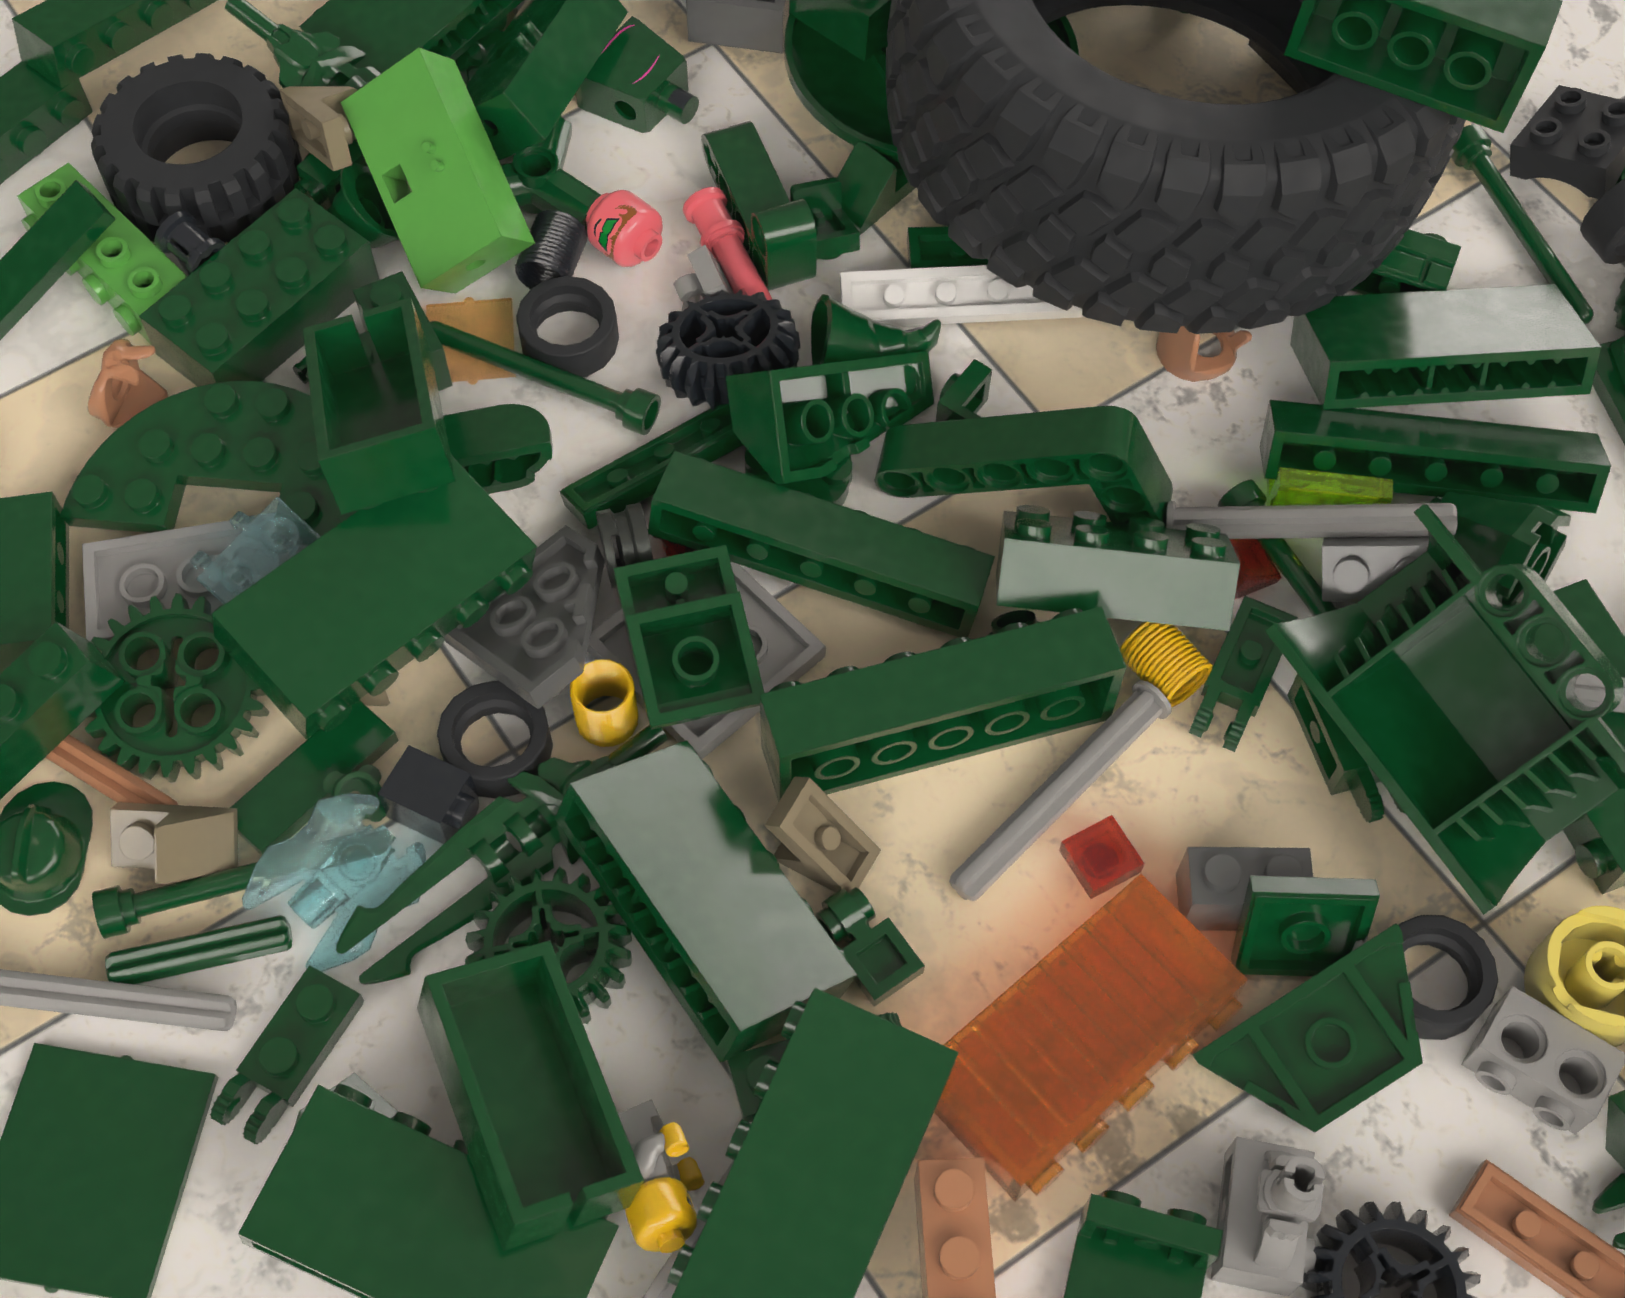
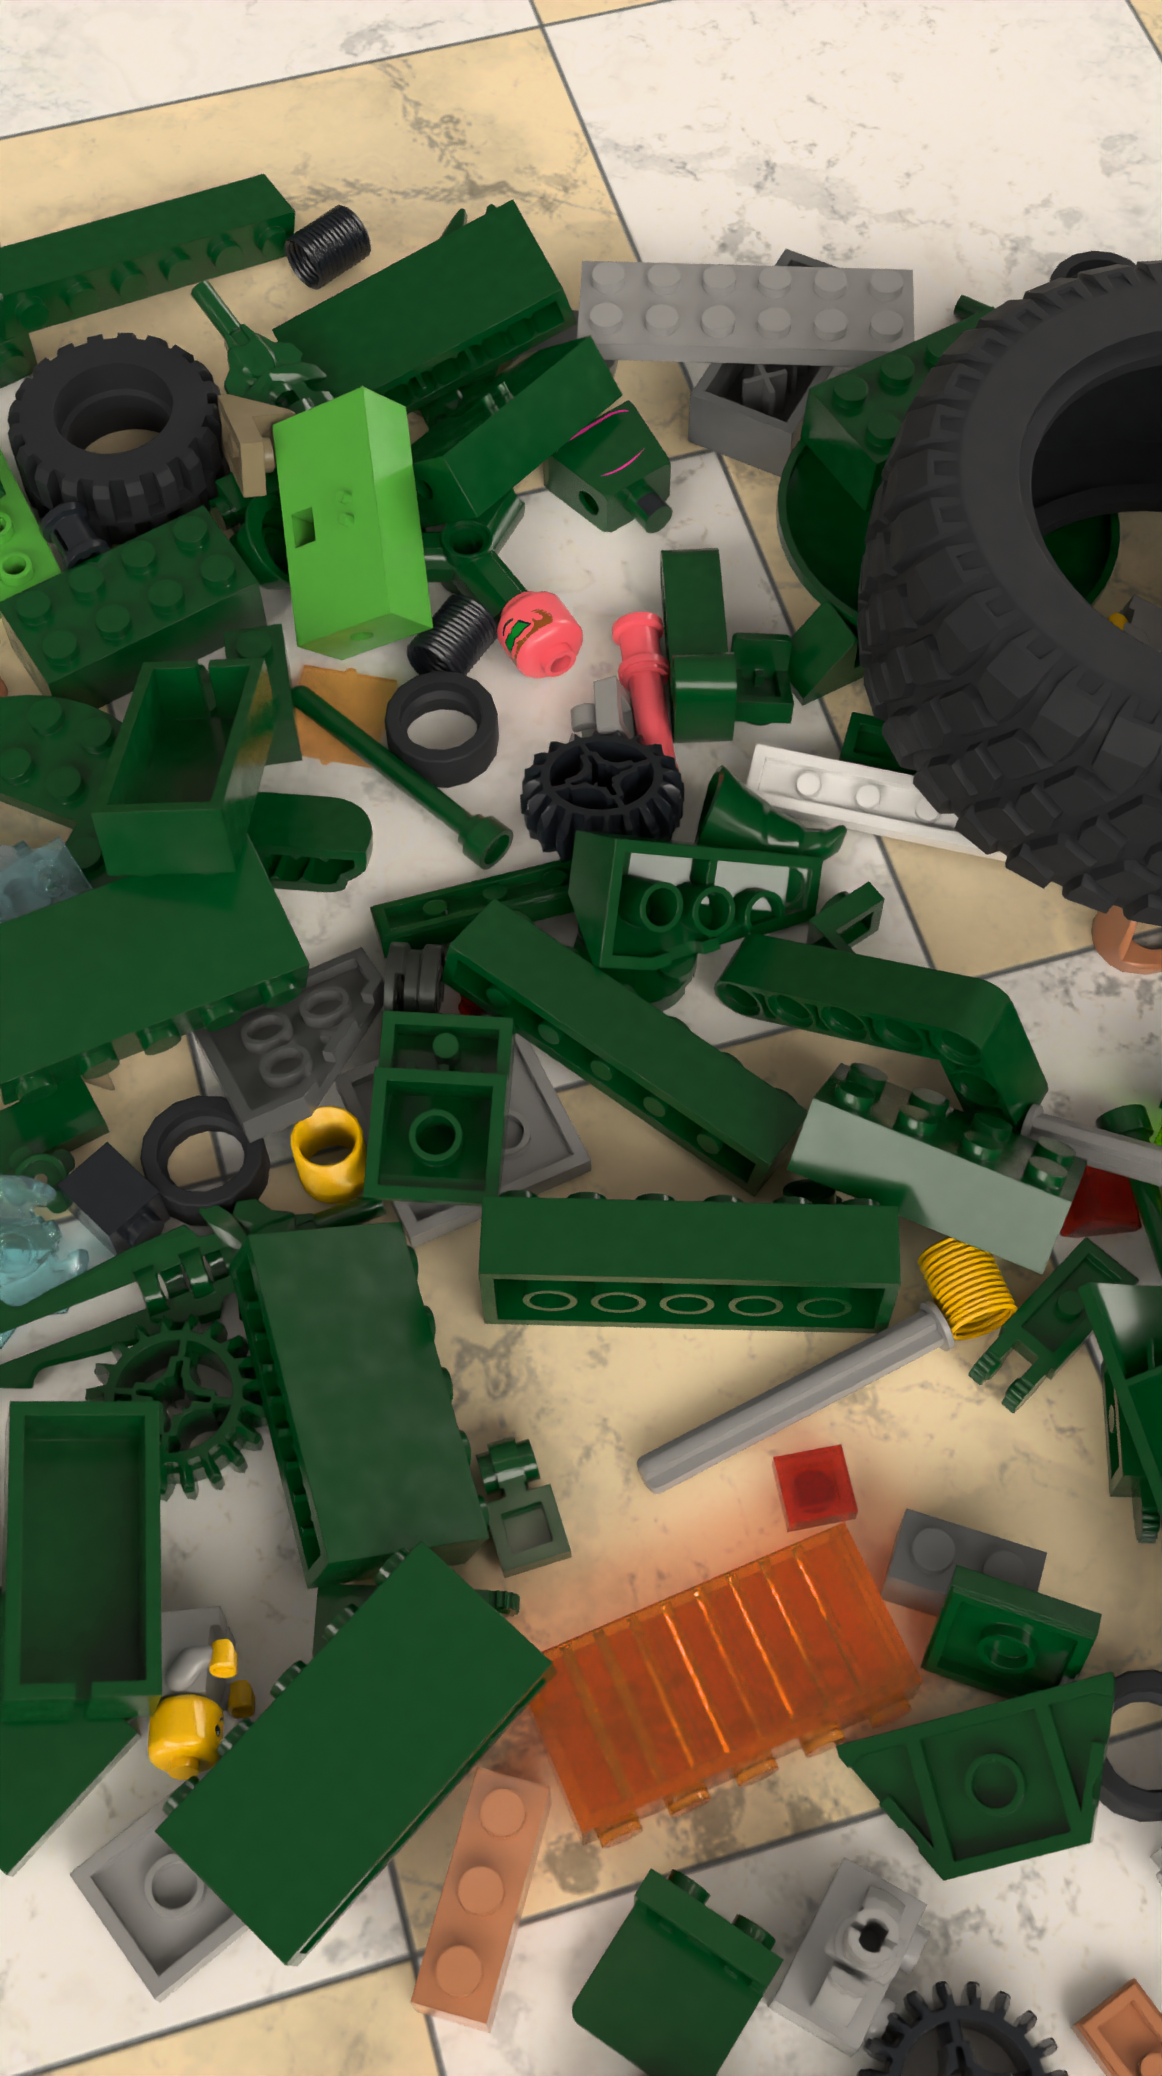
camera: 20 degrees right, 0 degrees up
(820, 838) = (508, 1373): dark tan slope -> none

